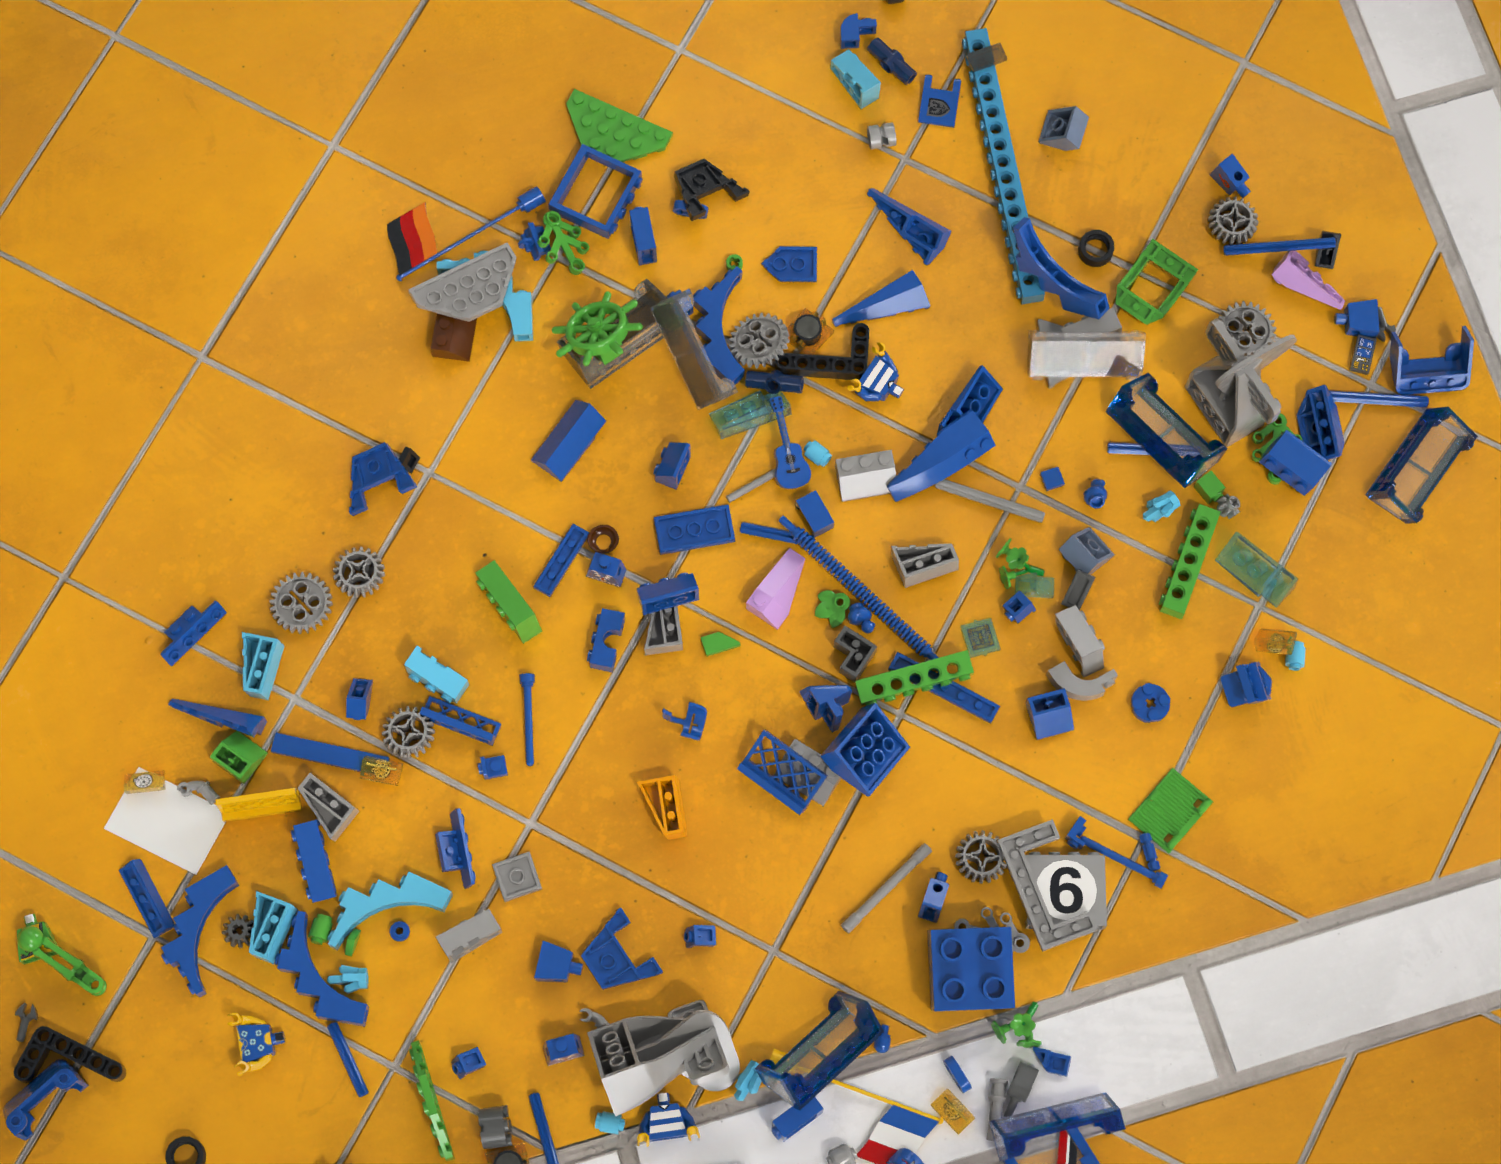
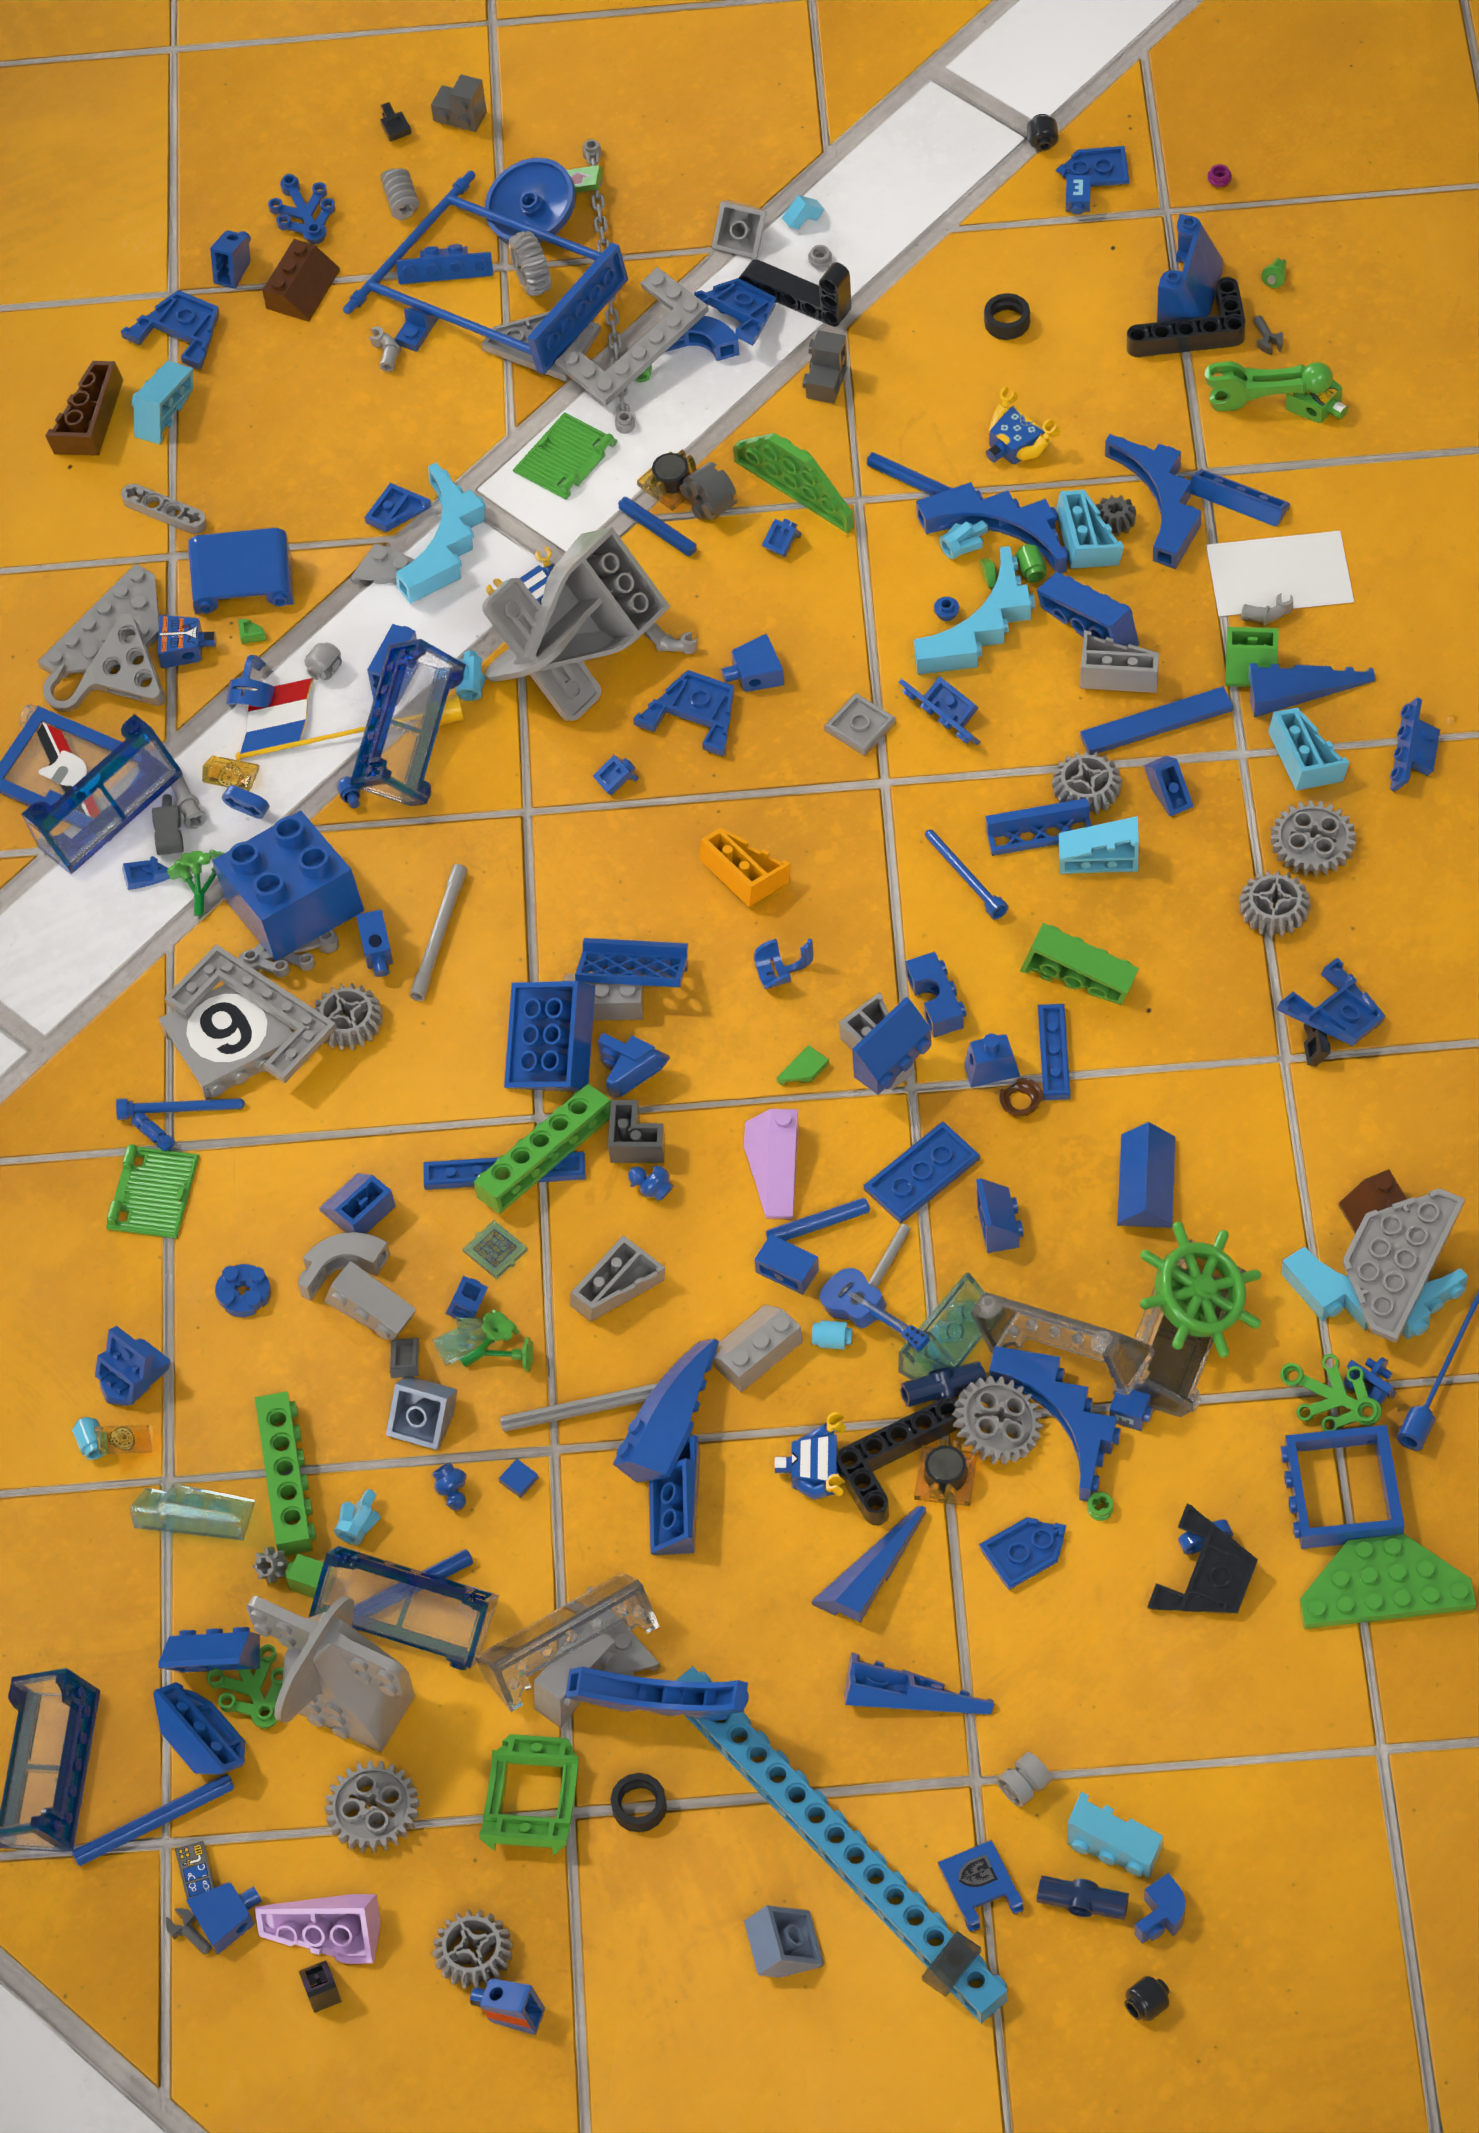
camera: 155 degrees right, 15 degrees down
(144, 782) = (1332, 586): clear yellow slope -> none
(259, 804) = (1193, 623): yellow fence -> none
(381, 770) = (1086, 732): clear yellow slope -> none
(469, 935) = (870, 634): light grey wedge -> none
(493, 767) = (967, 805): blue bracket -> none
(563, 1049) = (688, 595): blue torso -> none
(643, 235) = (1236, 1456): blue window -> none
(797, 533) = (673, 1208): blue hose -> none
(829, 608) = (695, 1180): bright green plate -> none
(1077, 829) = (252, 1099): blue bracket -> none
(1280, 246) = (385, 1941): blue axle -> none
(1432, 374) = (93, 1898): blue windscreen -> none

